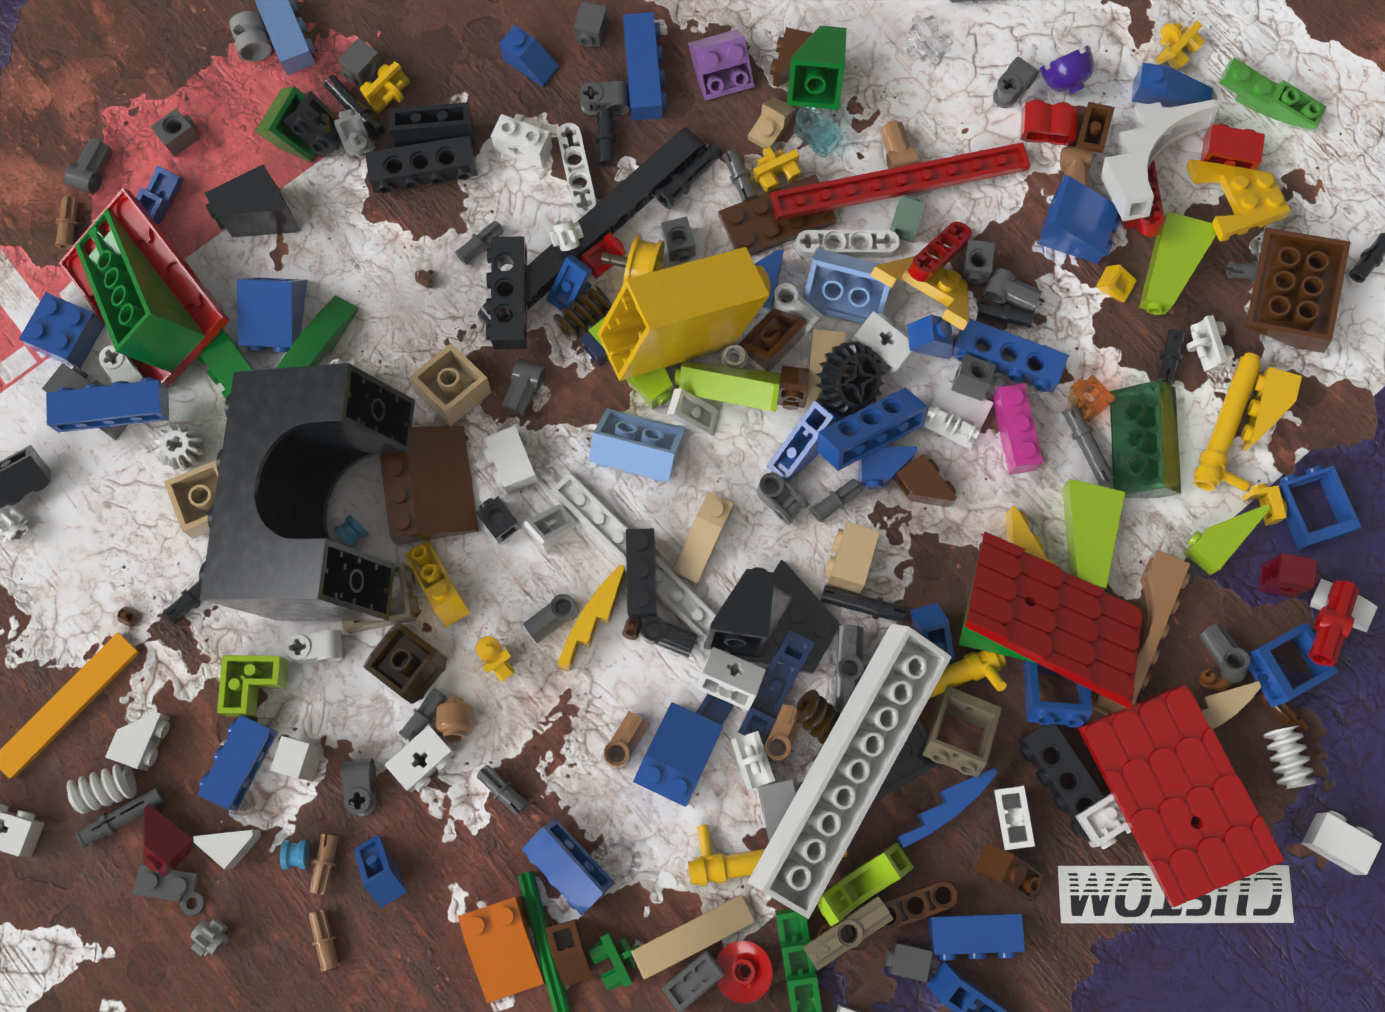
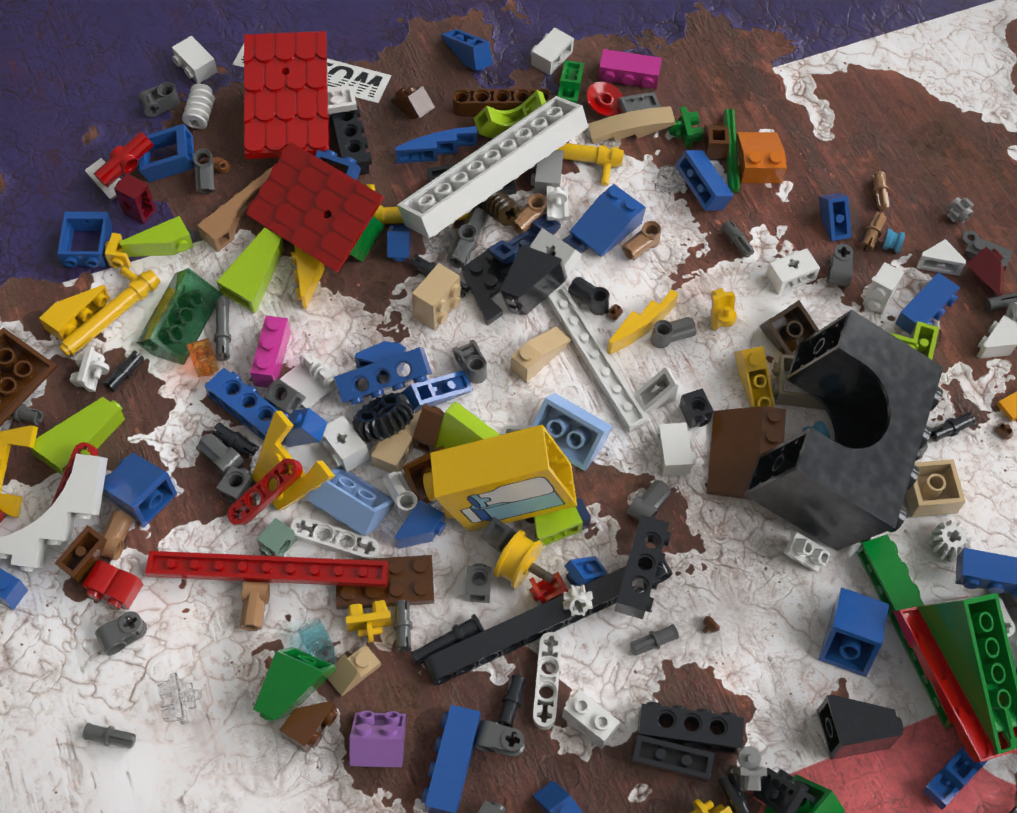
camera: 165 degrees left, 15 degrees down
(320, 334) = (819, 592): green slope -> none
(422, 715) = (785, 297): dark grey axle -> none
(450, 384) = (710, 516): tan brick -> none
(454, 719) = (762, 287): medium nougat head -> none
(582, 313) = (580, 542): dark brown piece -> none
(641, 573) = (597, 332): black brick -> none
(836, 500) = (434, 347): dark grey axle -> none
(864, 920) = (531, 83): dark tan piece -> none
(908, 961) = (497, 76): dark grey brick -> none
(924, 484) = (358, 334): reddish brown slope -> none
(976, 935) = (447, 77): blue brick -> none
(980, 714) = (397, 162): dark tan window -> none
(1014, 817) = (395, 123): white brick -> none
(1069, 71) = (68, 625): dark purple cylinder -> none
(1116, 282) = (132, 440): yellow slope -> none
(1226, 704) = (227, 146): tan slope -> none
(1353, 752) = (160, 99): none -> dark grey piece

